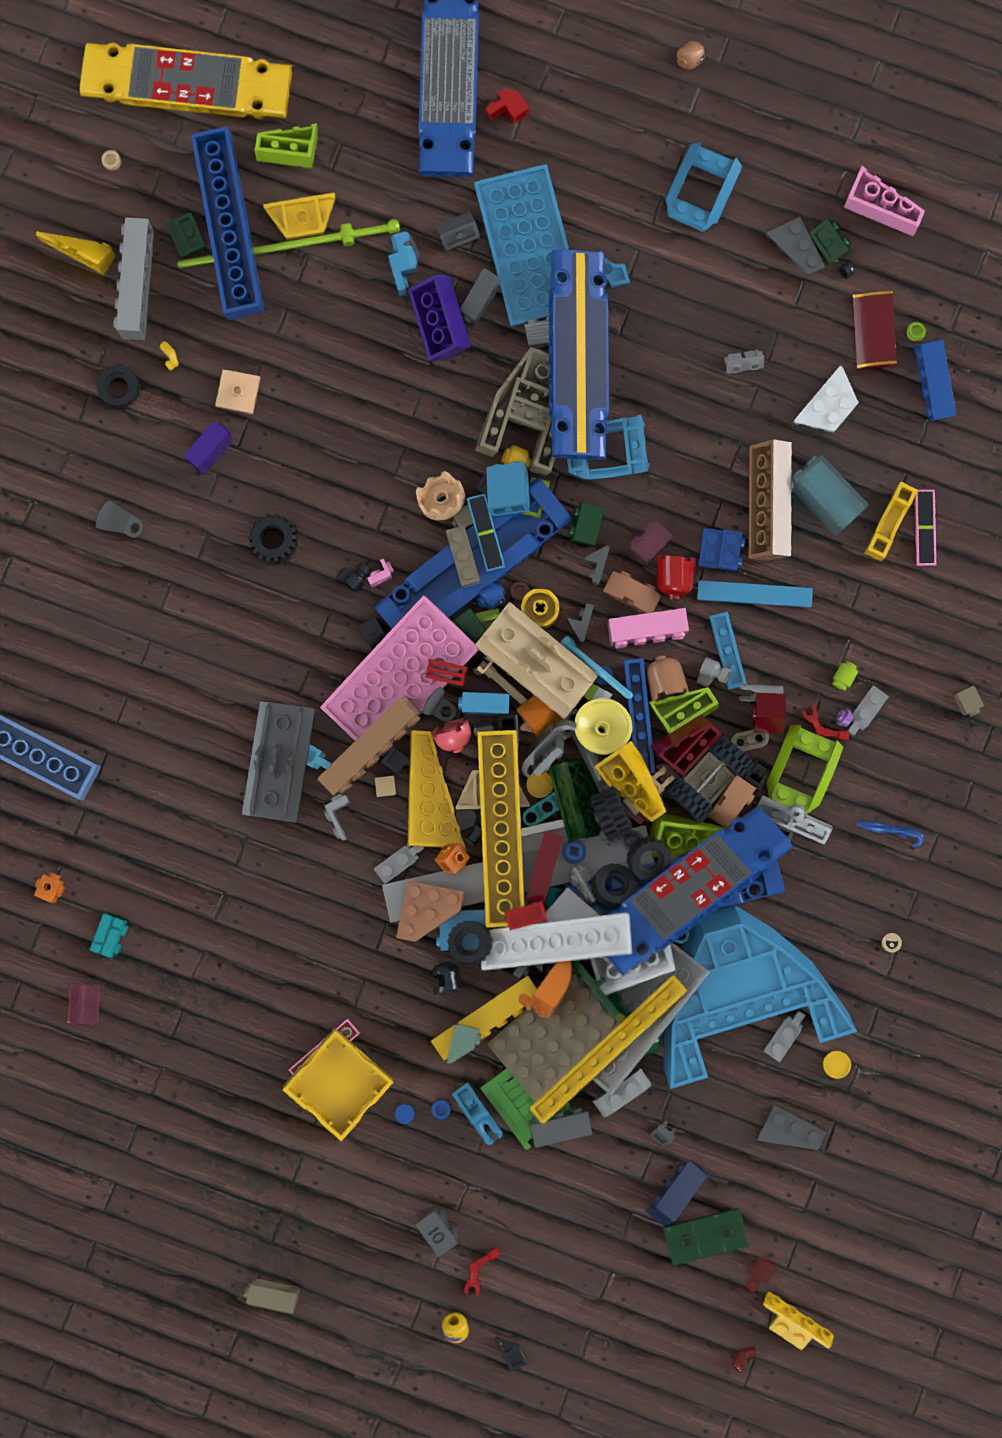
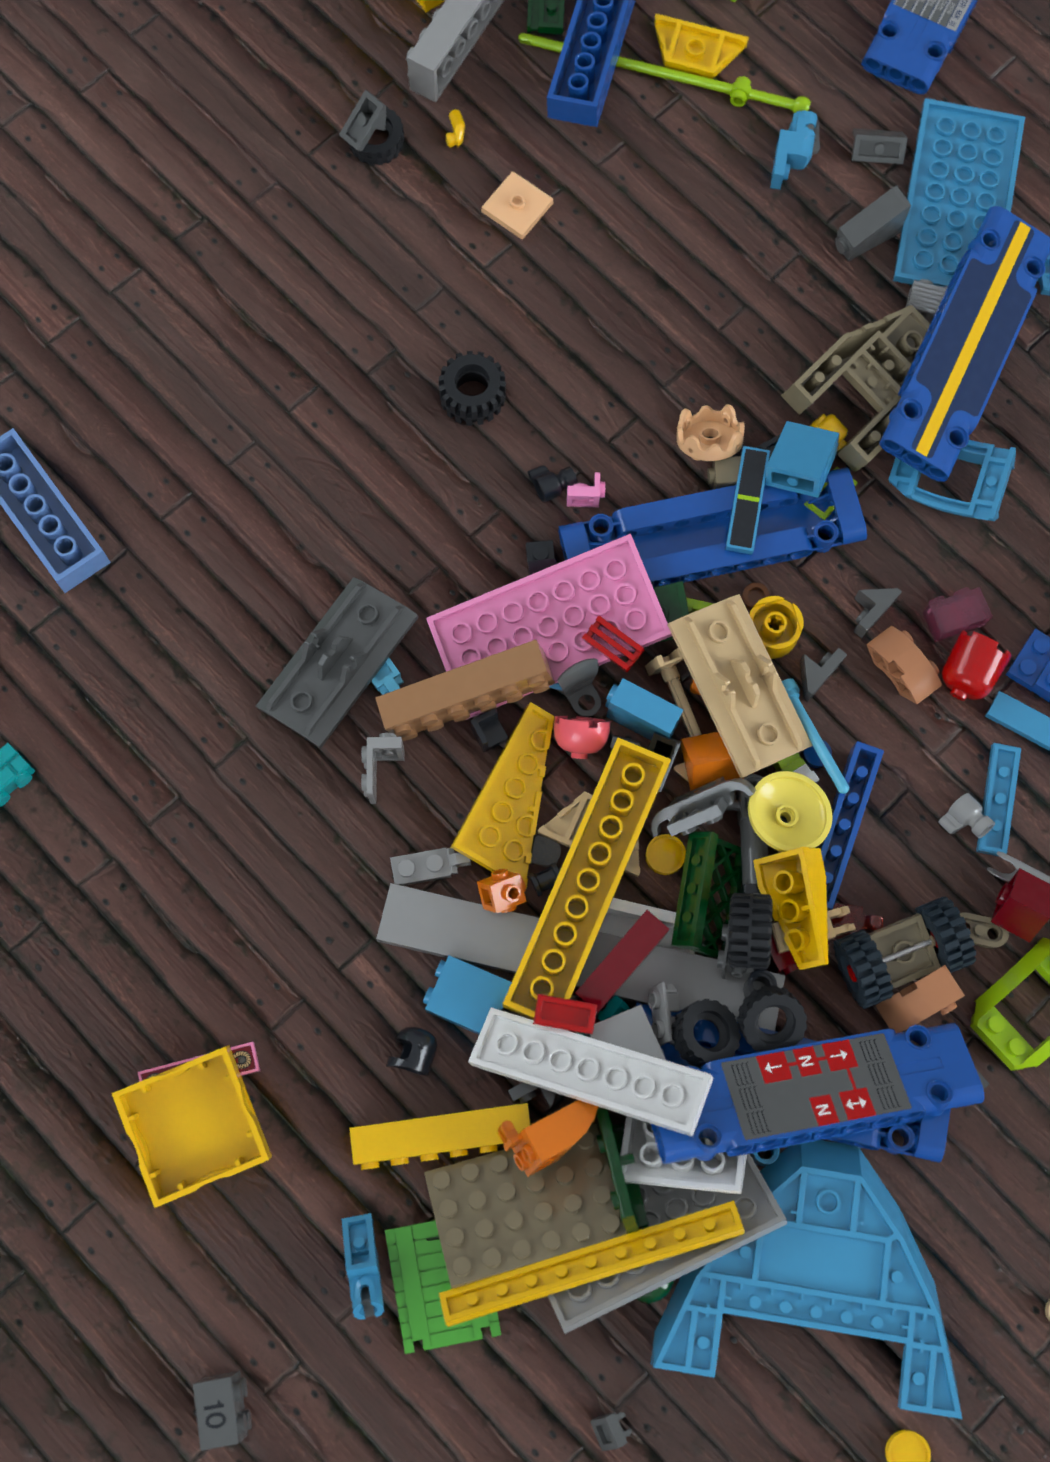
camera: 20 degrees right, 10 degrees down
(109, 388) = (364, 119): none -> dark grey slope
(116, 519) = (291, 279): dark grey piece -> none
(209, 447) = (448, 245): dark purple brick -> none
(385, 786) = (460, 759): tan tile -> none
(404, 1113) = (263, 1214): blue tile -> none
(426, 909) = (434, 943): nougat plate -> none
(439, 317) = (810, 224): dark purple brick -> none
(441, 1109) = (316, 1233): blue tile -> none
(456, 936) = (454, 999): black tyre -> none
(463, 557) = (704, 513): dark tan arch -> none
(463, 1041) = (392, 1150): sand green slope -> none
(491, 596) = (715, 583): blue head -> none
(509, 102) = (1009, 32): red brick -> none
(537, 809) = (647, 886): teal beam -> none
(560, 1127) = (470, 1344): dark grey brick -> none
(574, 852) = (670, 964): blue piece -> none
(586, 524) = (883, 551): dark green brick -> none
(630, 1088) = (596, 1337): light grey brick -> none
(648, 627) = (907, 716): bright pink brick -> none
(665, 678) = (900, 796): nougat cylinder -> none
(680, 833) = (828, 1009): lime wedge -> none
(681, 709) = (907, 847): lime wedge -> none
(687, 744) = (895, 891): dark red wedge -> none
(758, 773) = (972, 980): black slope -> none
(784, 1036) = (849, 1373): light grey hinge -> none
(795, 819) = (999, 1070): light grey hinge -> none

